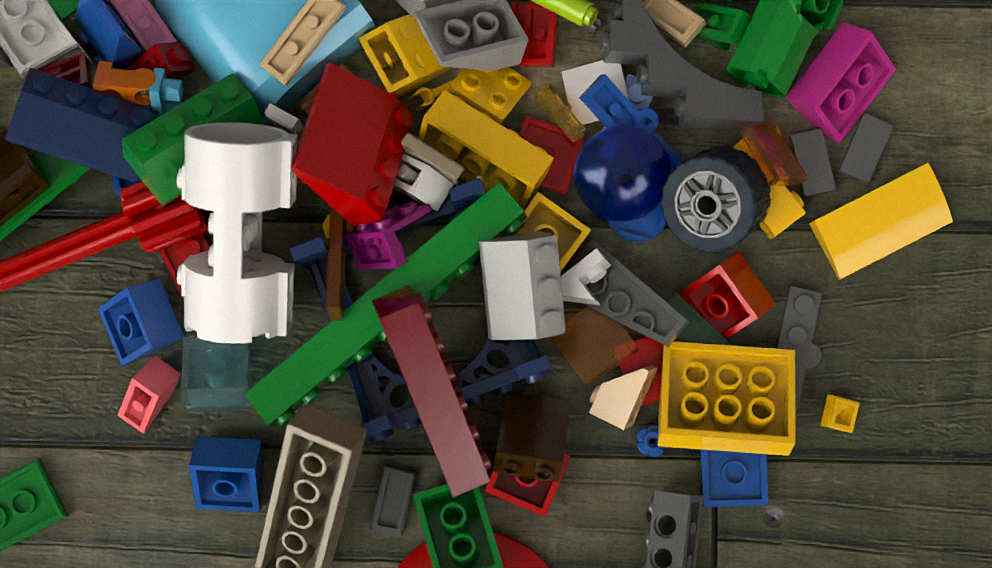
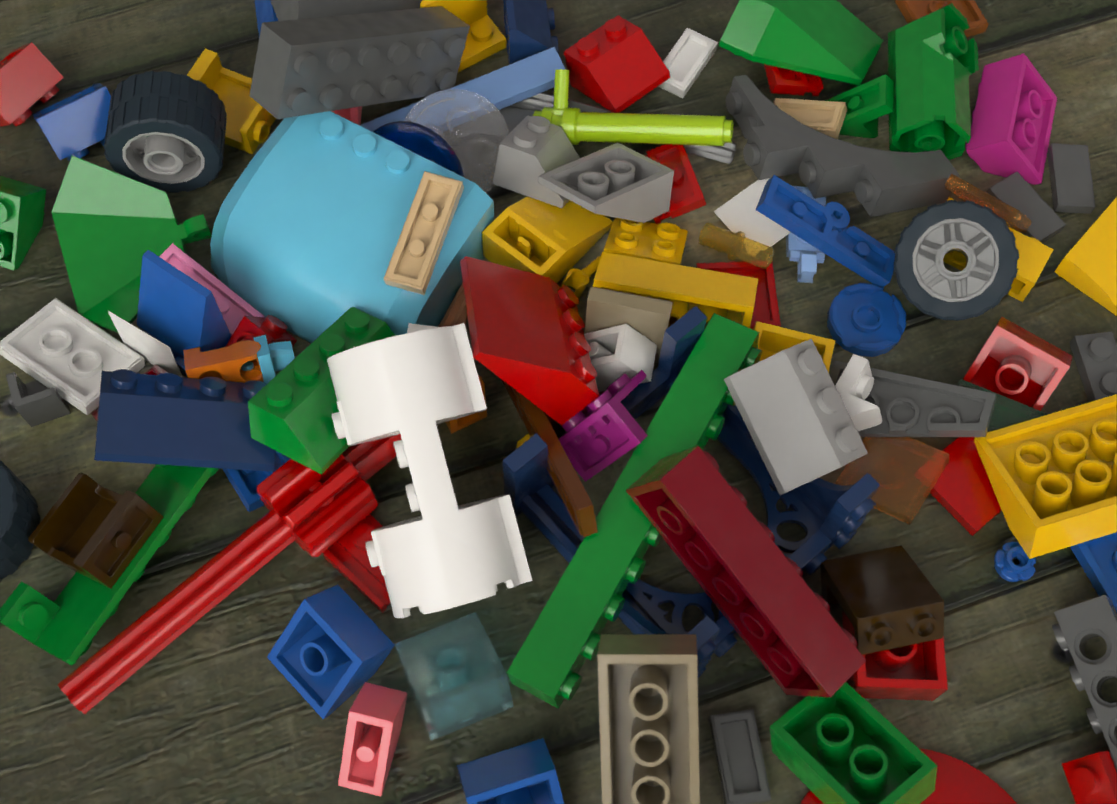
camera: 30 degrees left, 20 degrees down
(608, 158) = (817, 280): clear blue dish -> none
(622, 397) = (958, 516): tan slope -> none

